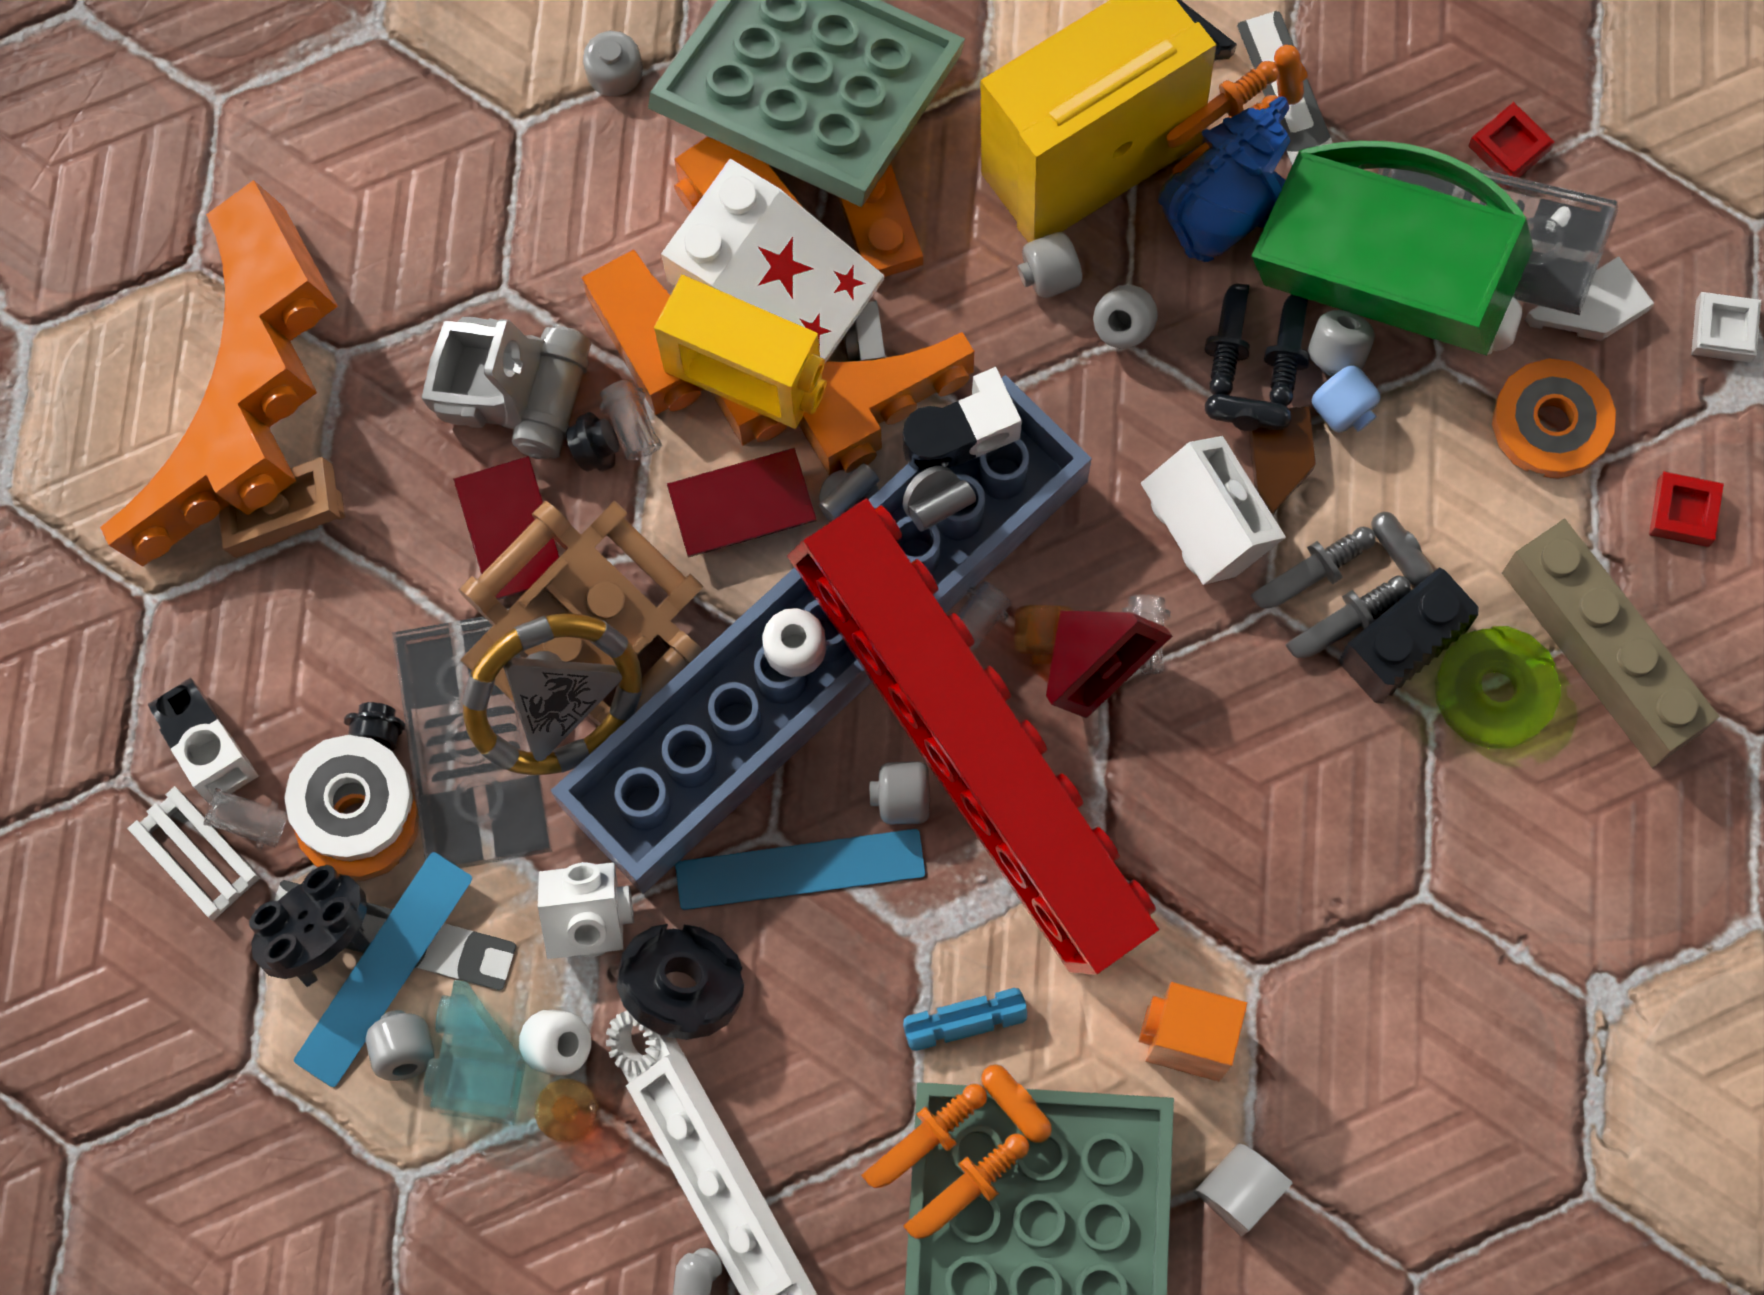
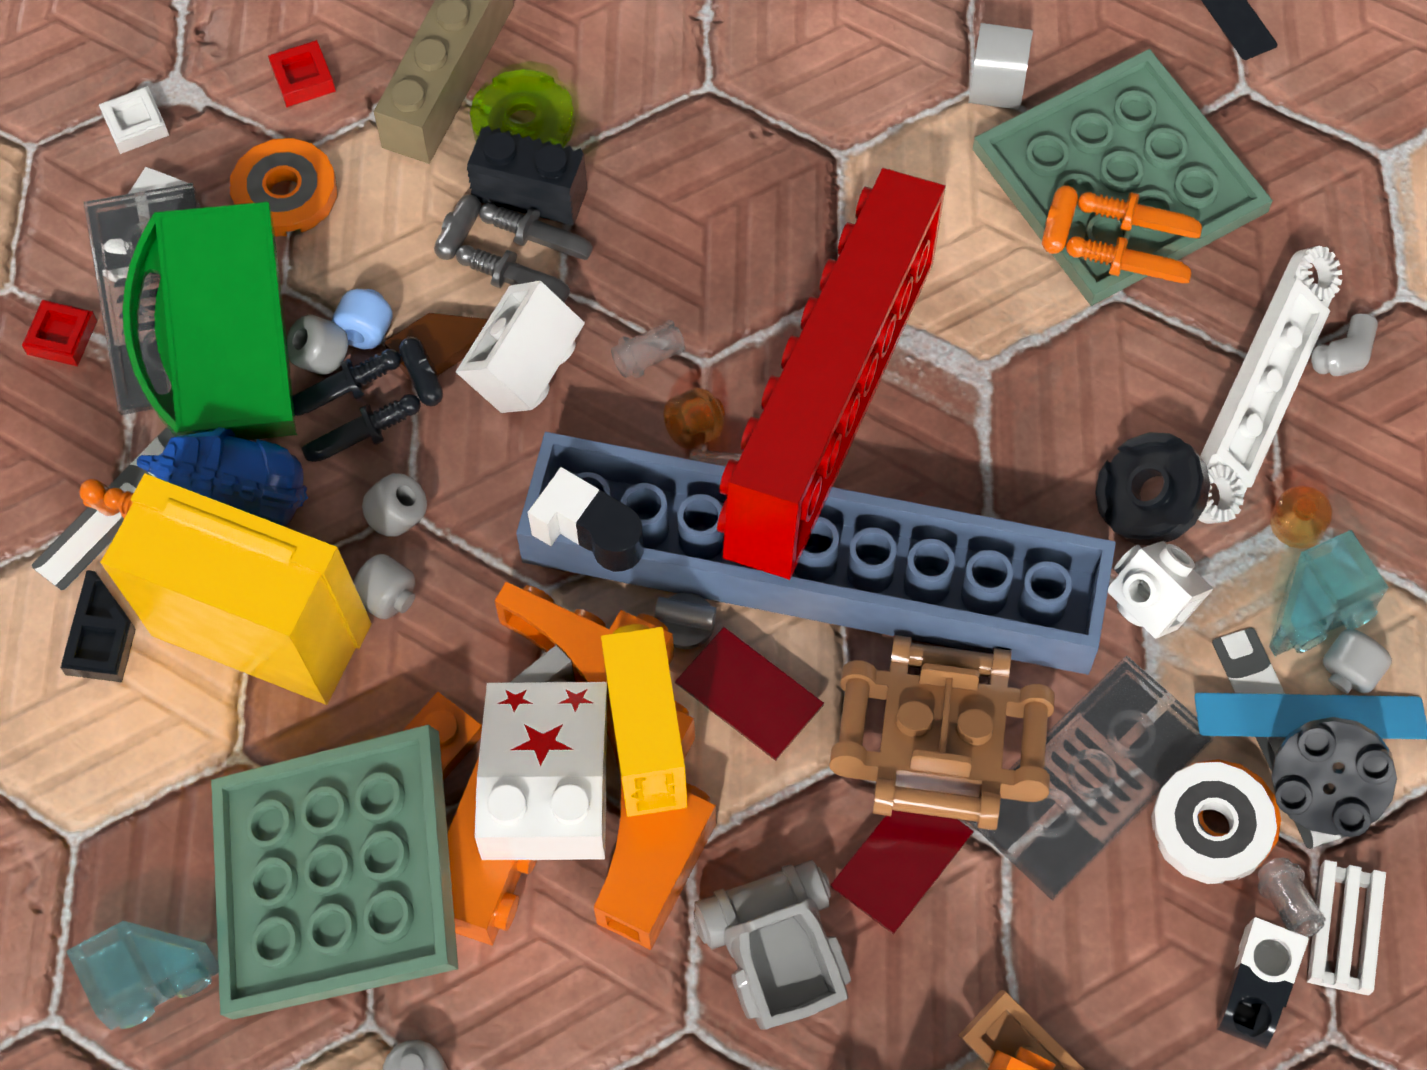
camera: 125 degrees left, 10 degrees down
(376, 722) = (1140, 852): black plate -> none
(552, 693) = (1029, 684): piece -> none
(555, 1042) = (1265, 548): white piece -> none
(593, 442) = (781, 841): black plate -> none
(630, 418) = (730, 841): clear pin -> none
(794, 642) = (856, 528): white piece -> none
(800, 869) = (987, 468): dark azure sticker -> none
(902, 793) = (893, 433): light grey piece -> none
(936, 496) = (664, 502): flat silver plate -> none
(965, 1019) = (1021, 301): dark azure axle -> none
(1097, 655) = (688, 359): dark red slope -> none
(1193, 1031) = (925, 131): orange brick -> none

